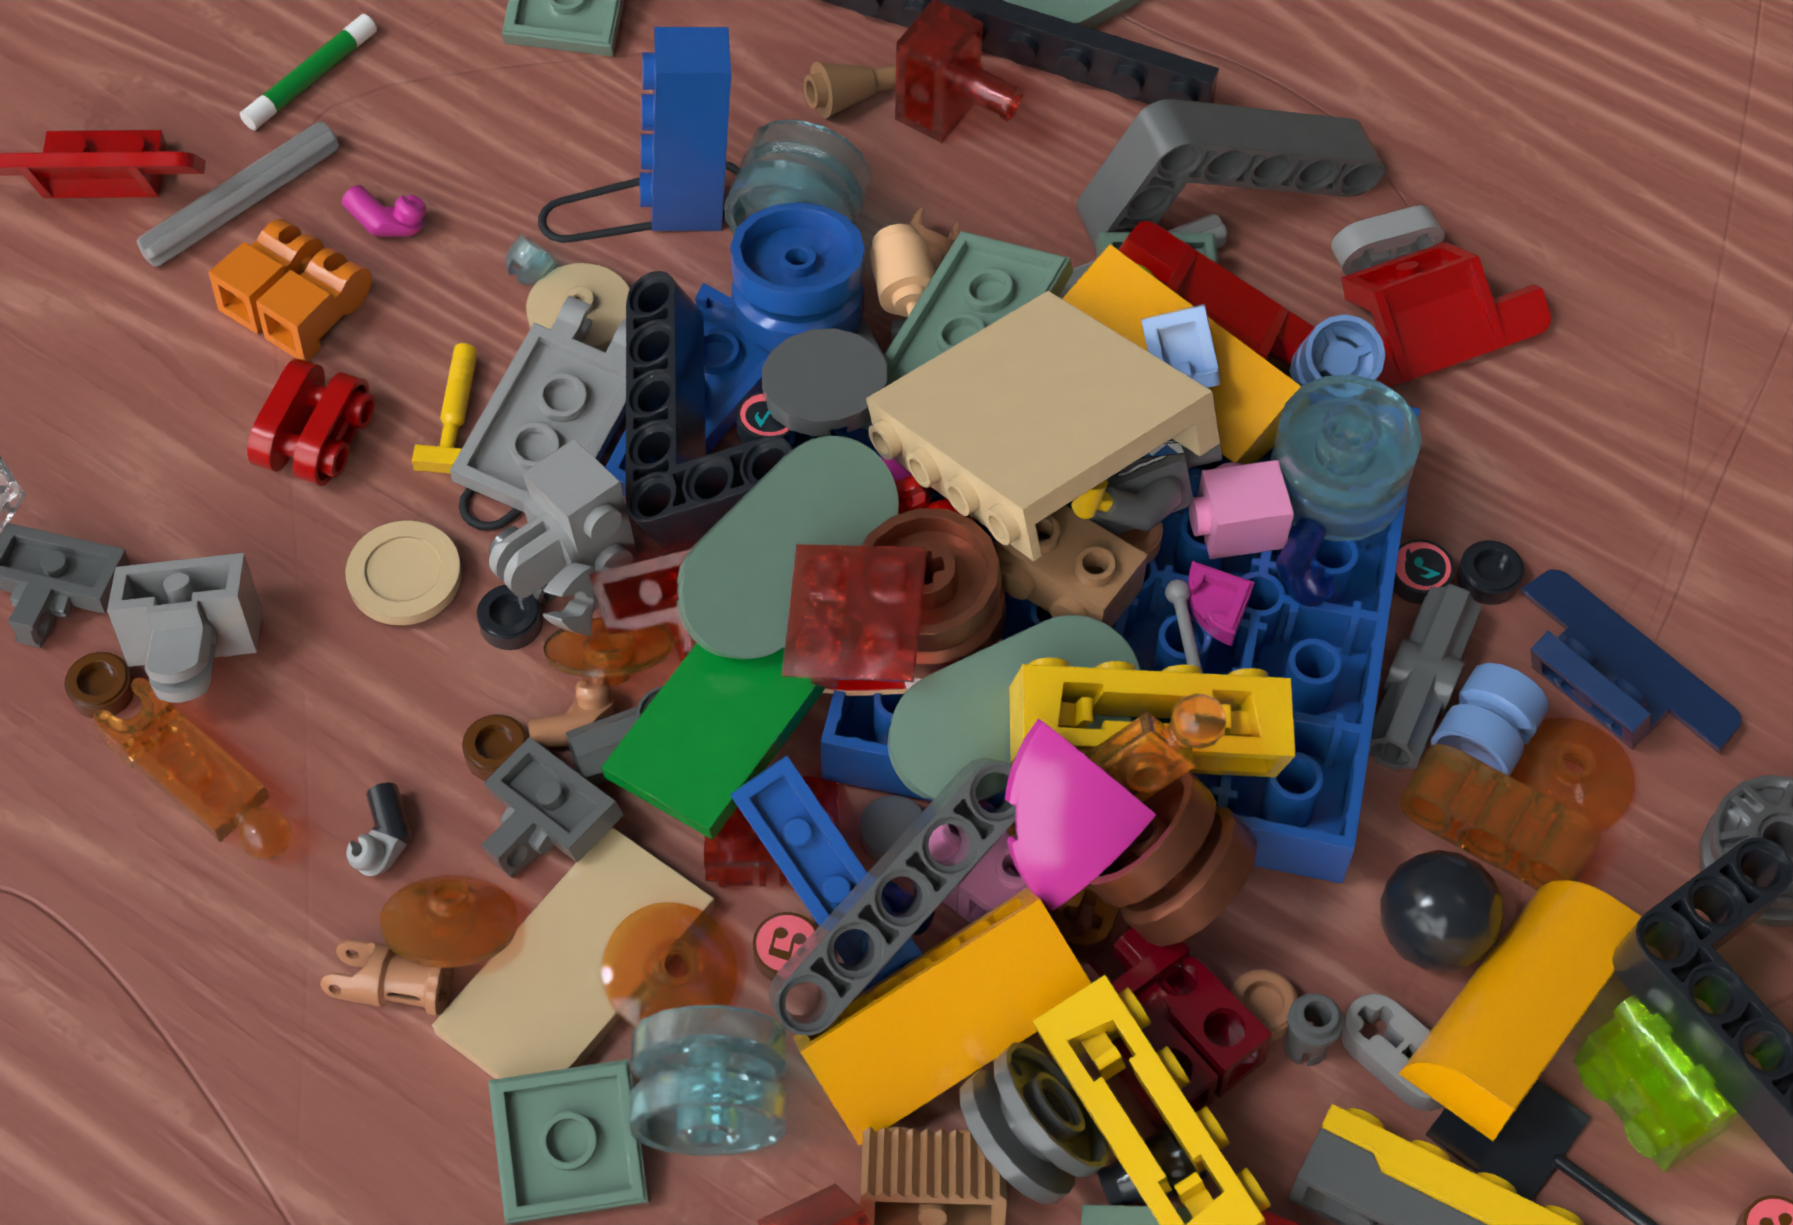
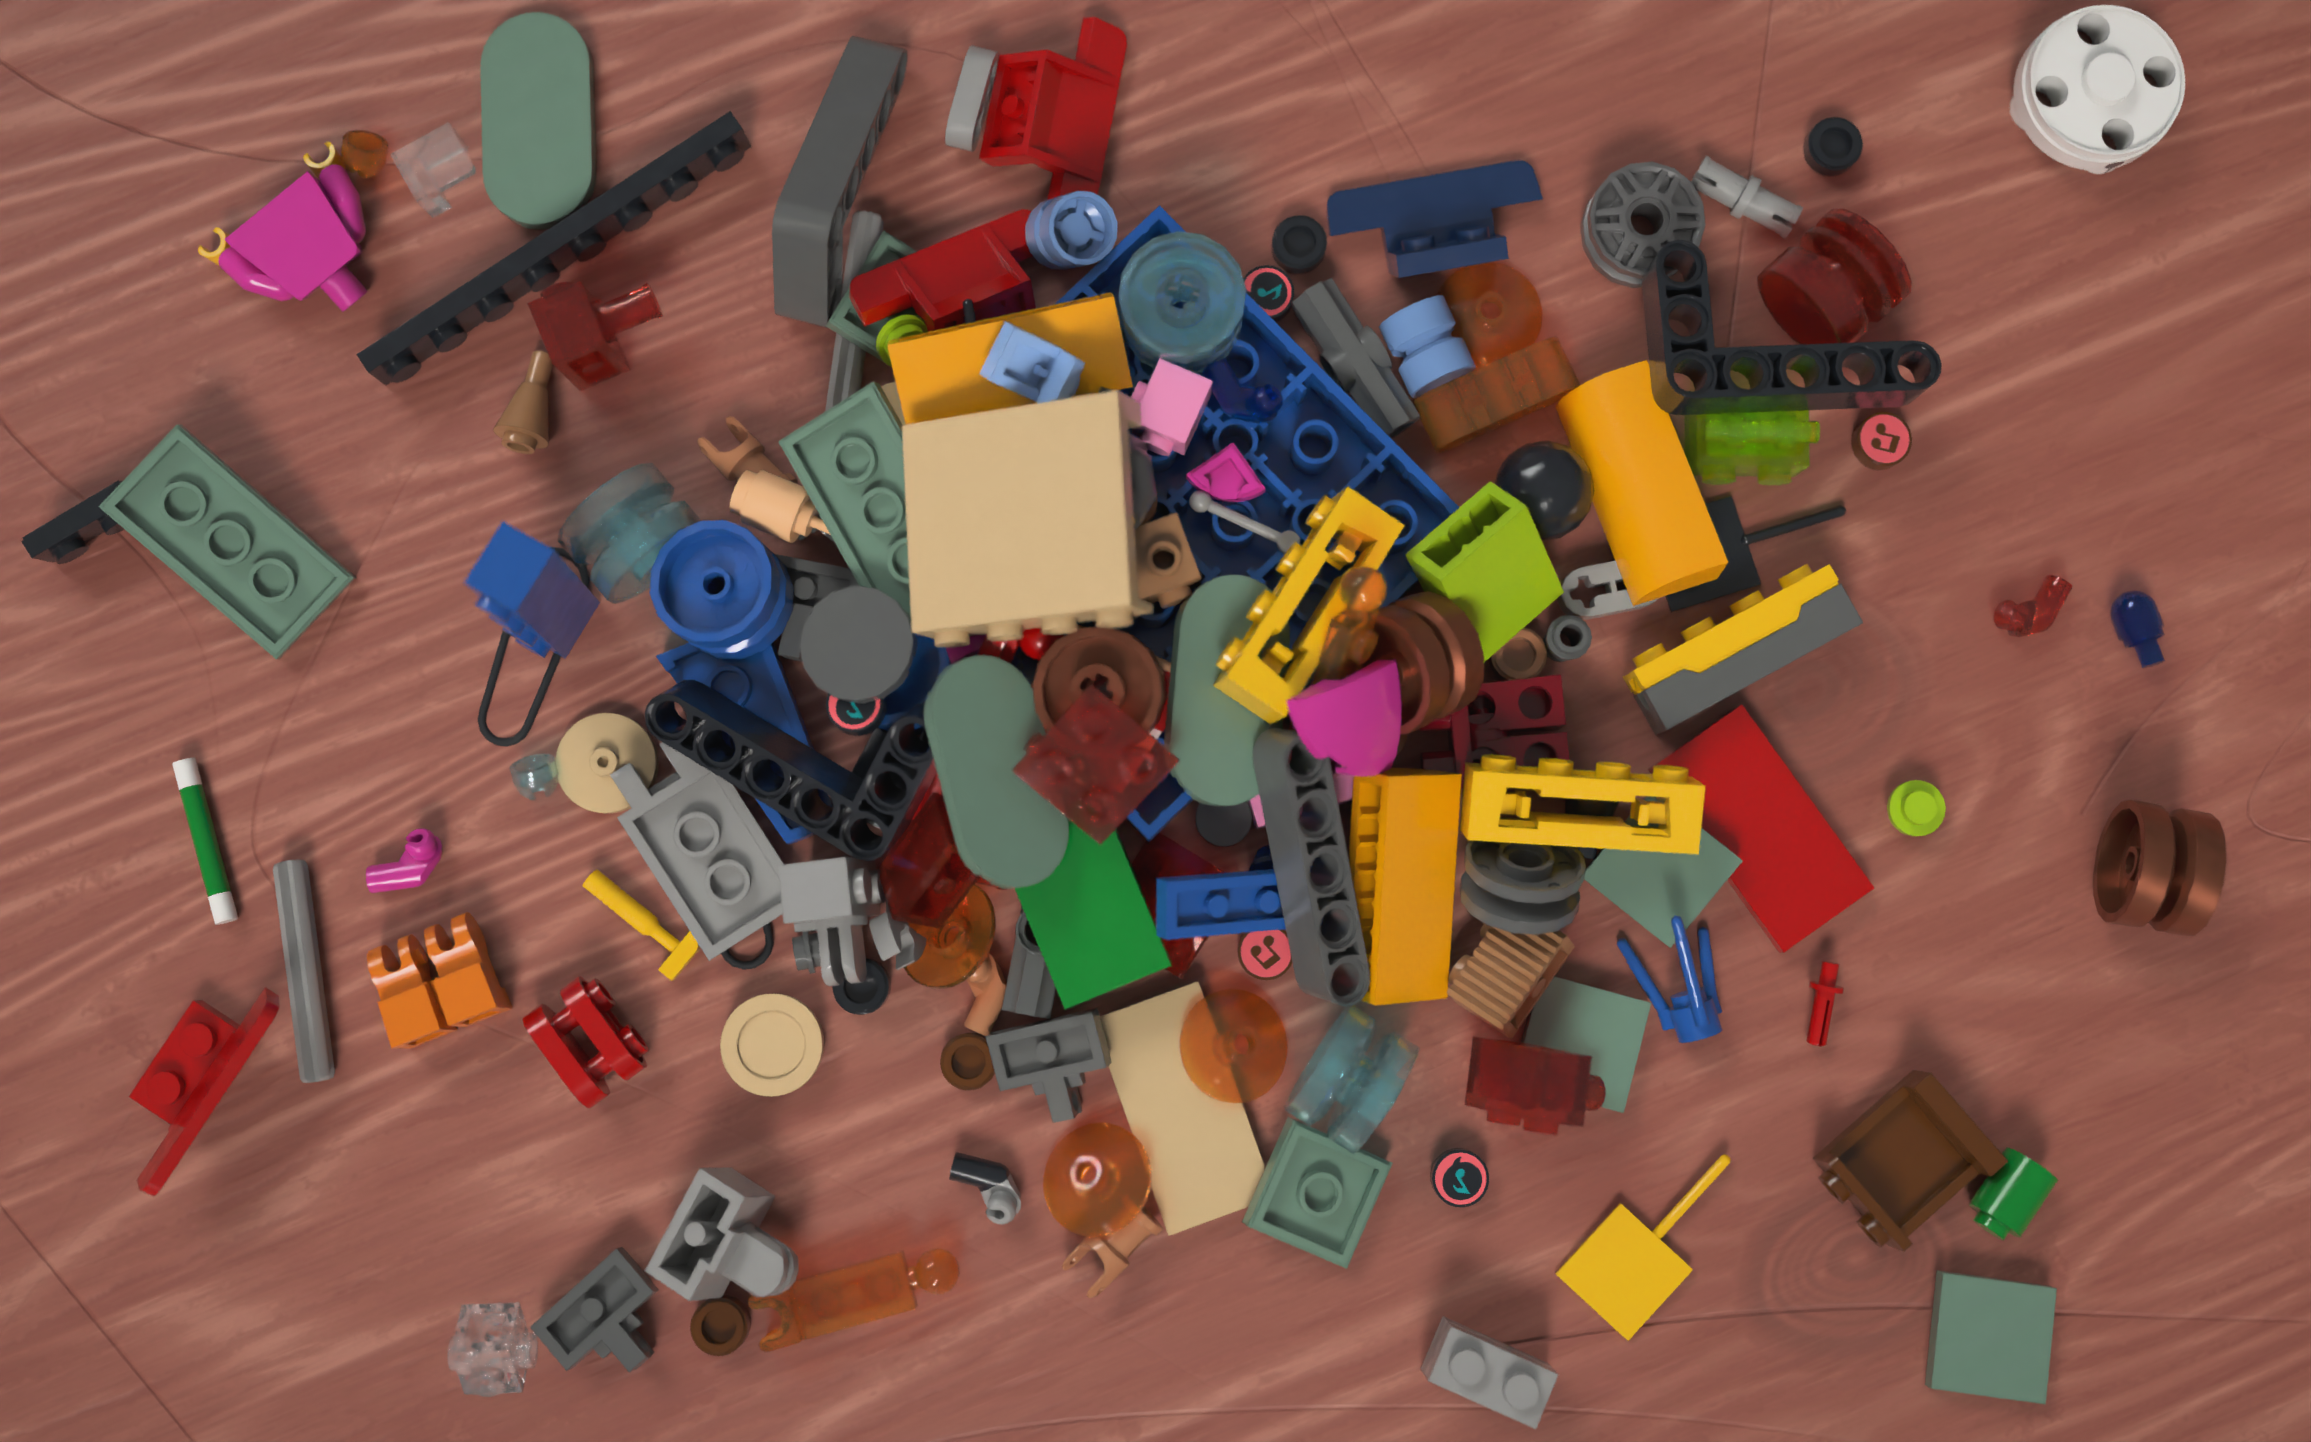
camera: 55 degrees left, 25 degrees up
(1315, 893) = (1489, 566): none -> lime brick

